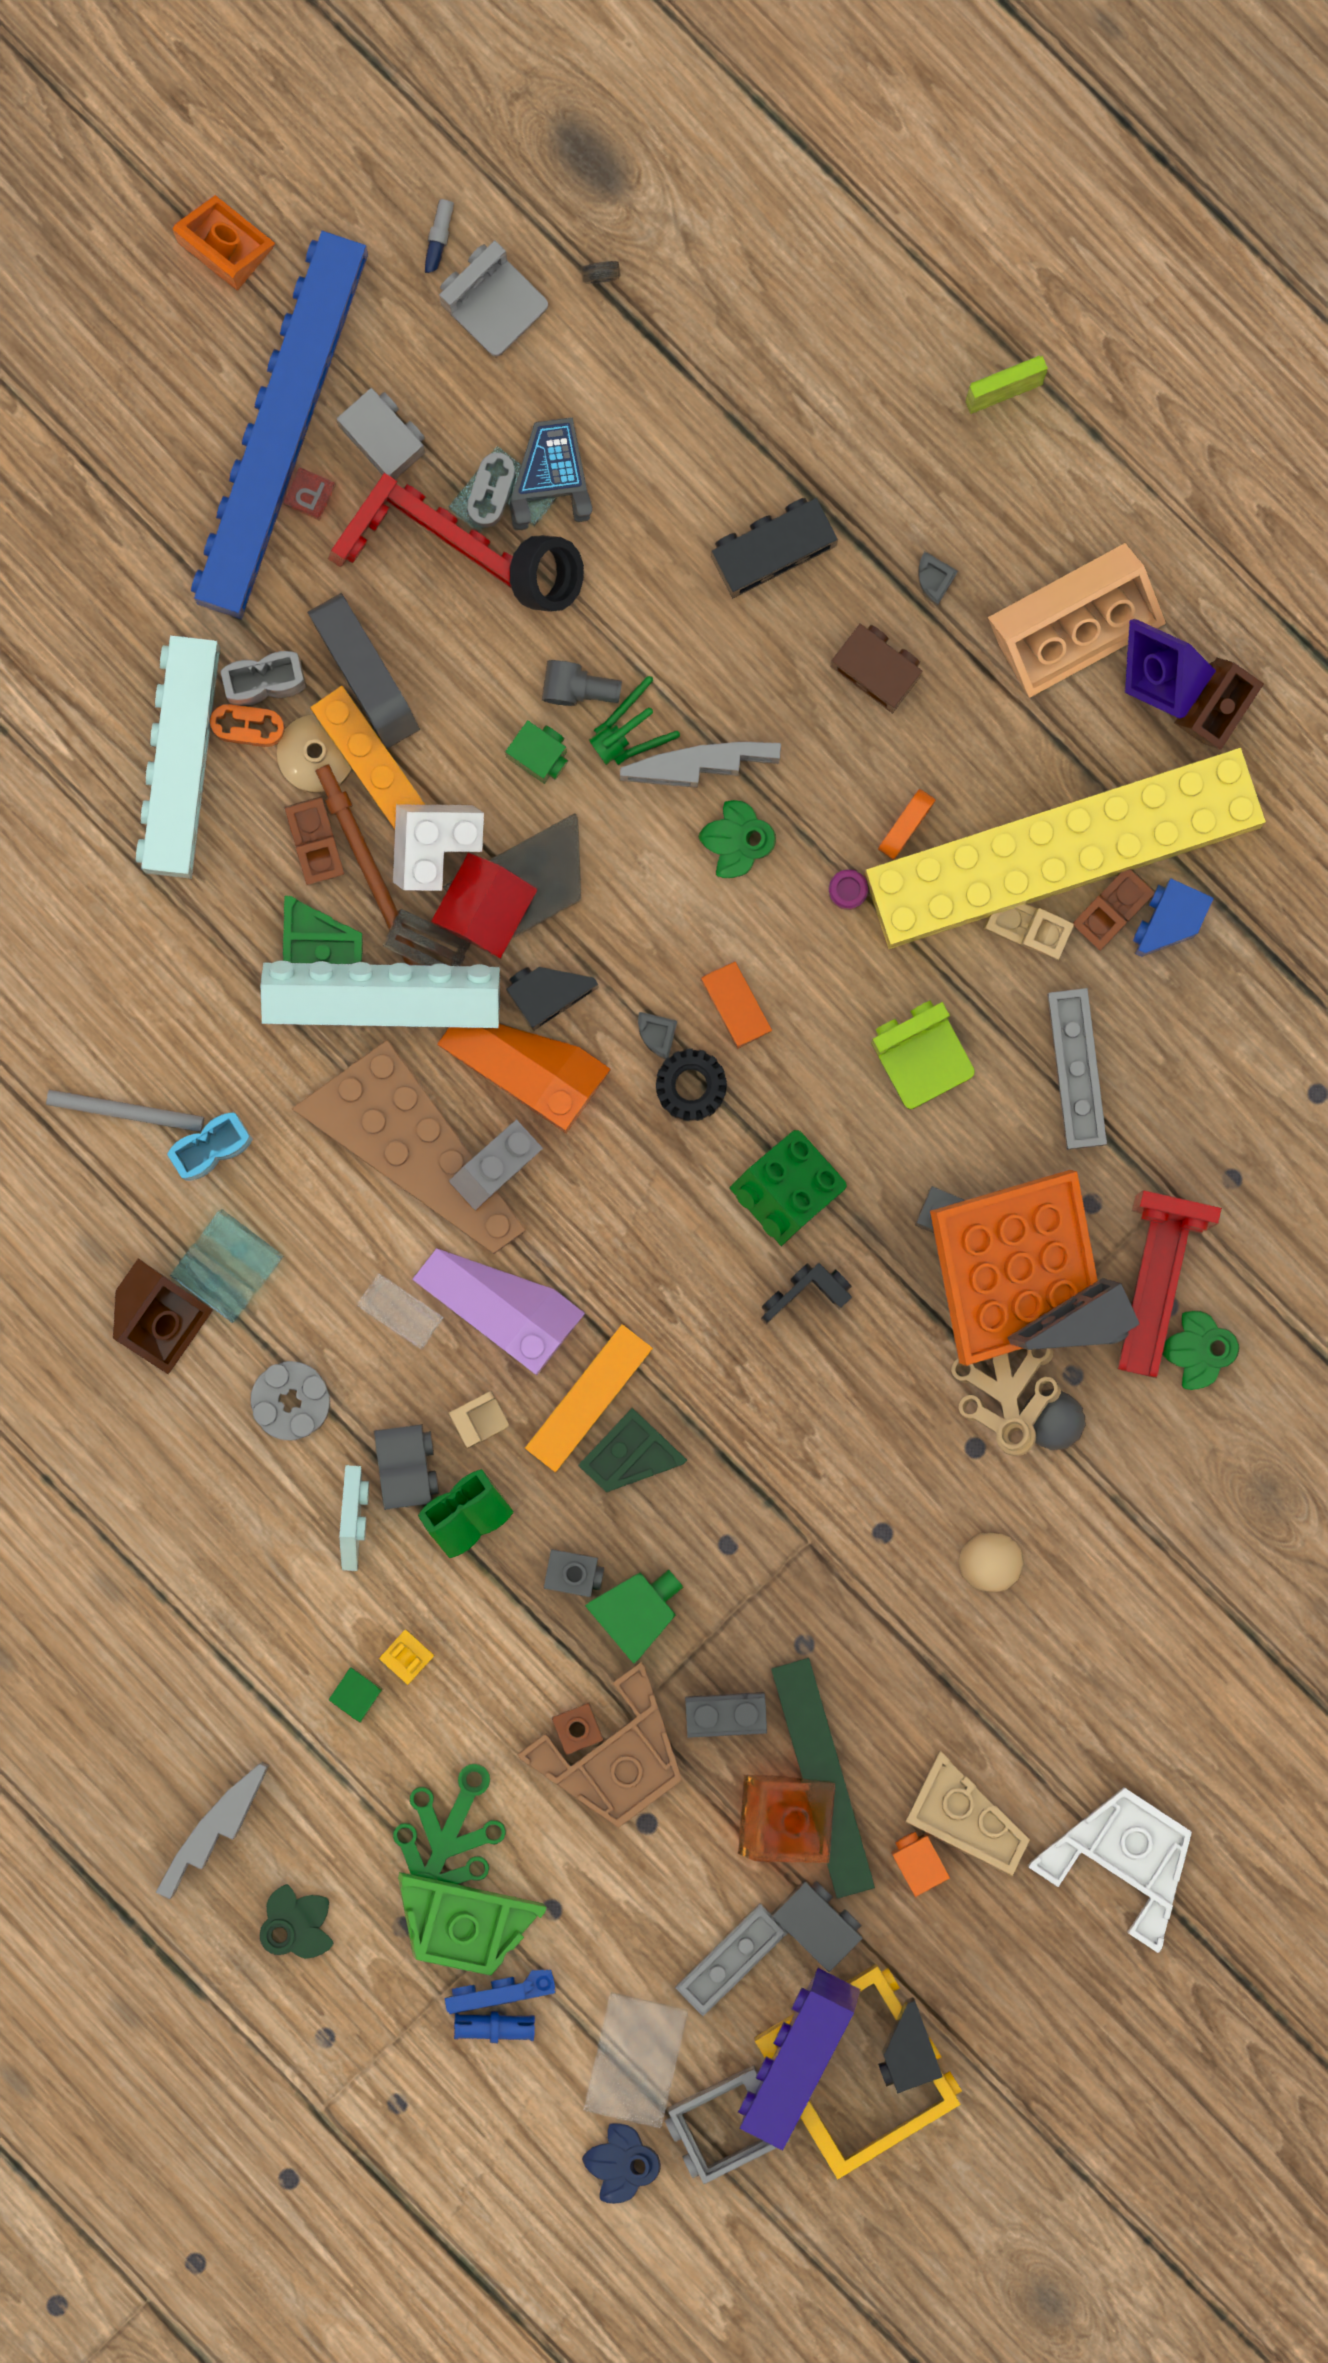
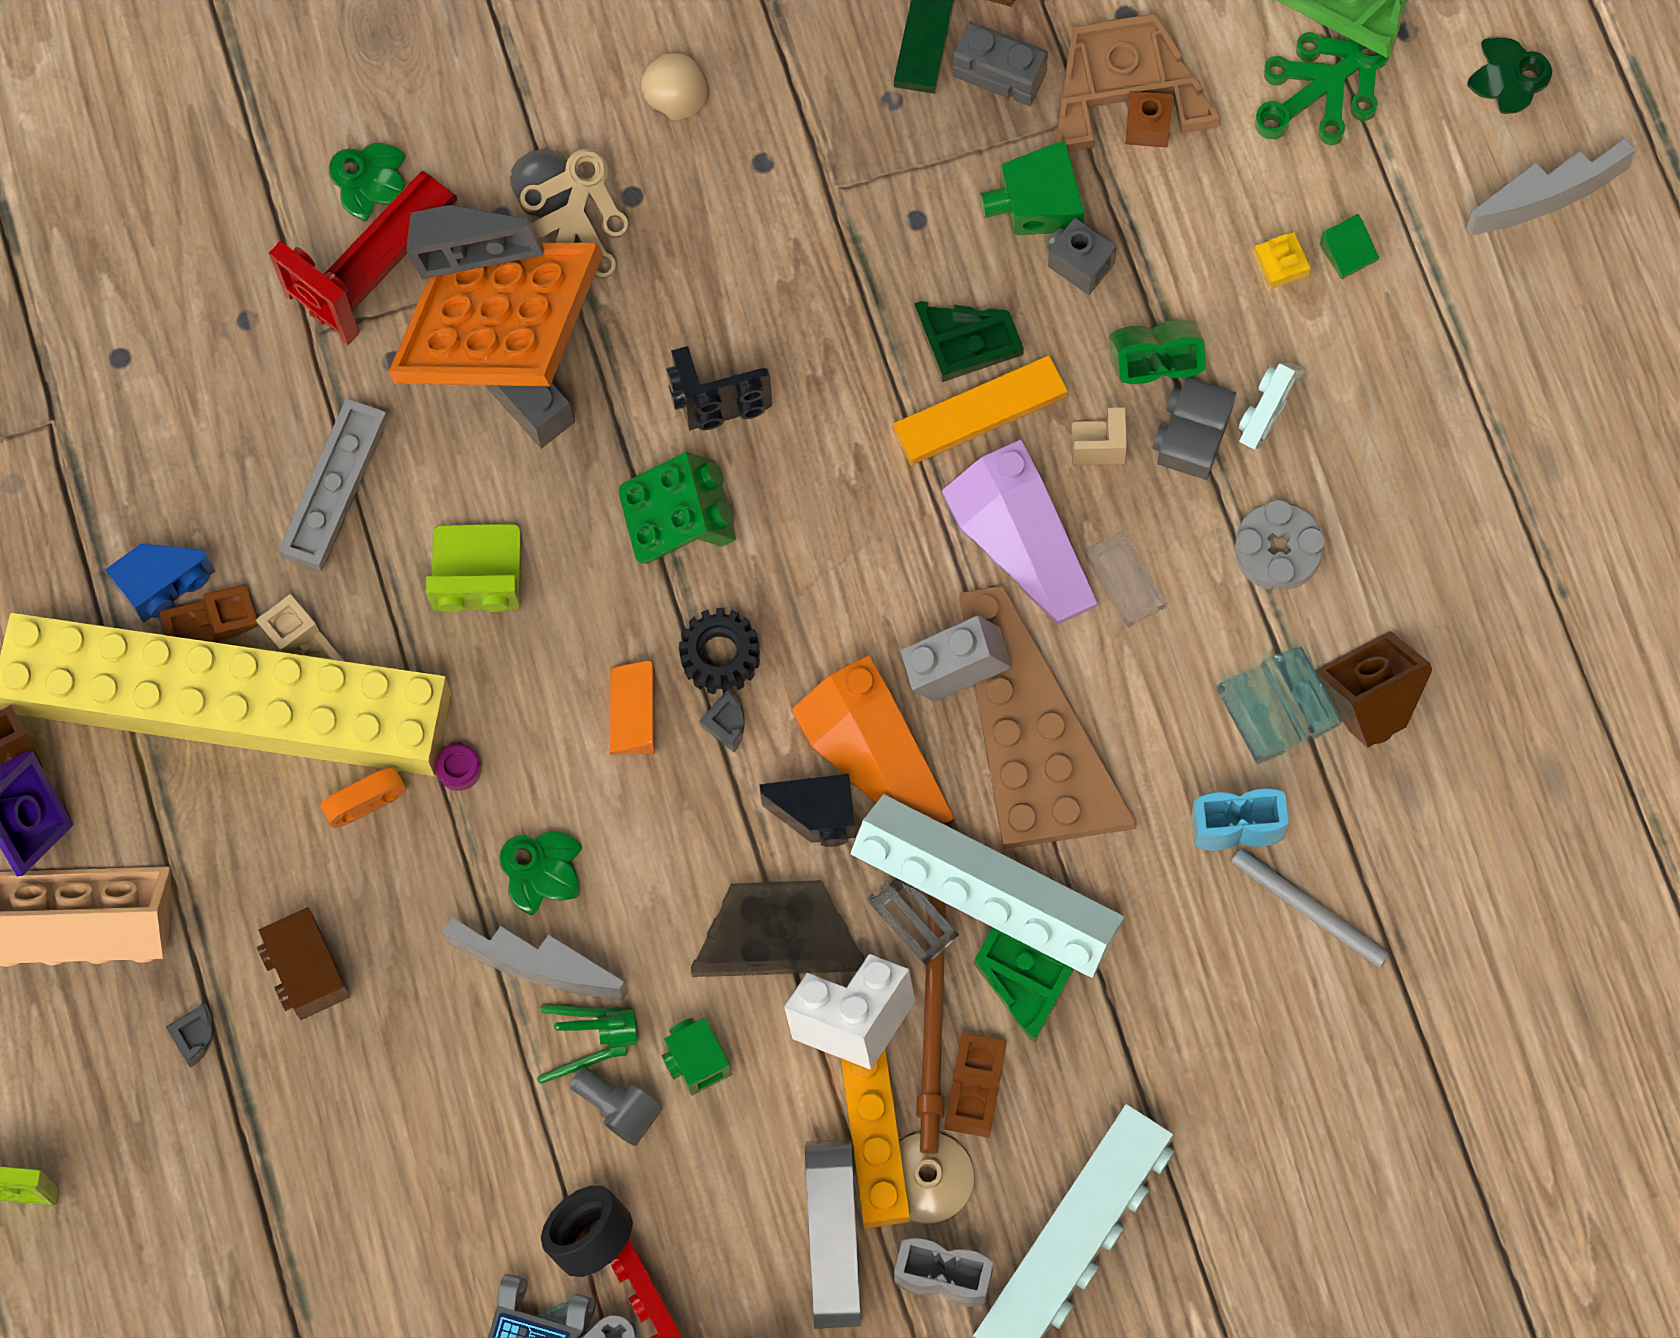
camera: 150 degrees left, 15 degrees down
(249, 716) = (992, 1231): orange beam -> none
(484, 905) = (835, 922): red slope -> none
(773, 546) = (337, 1145): black brick -> none

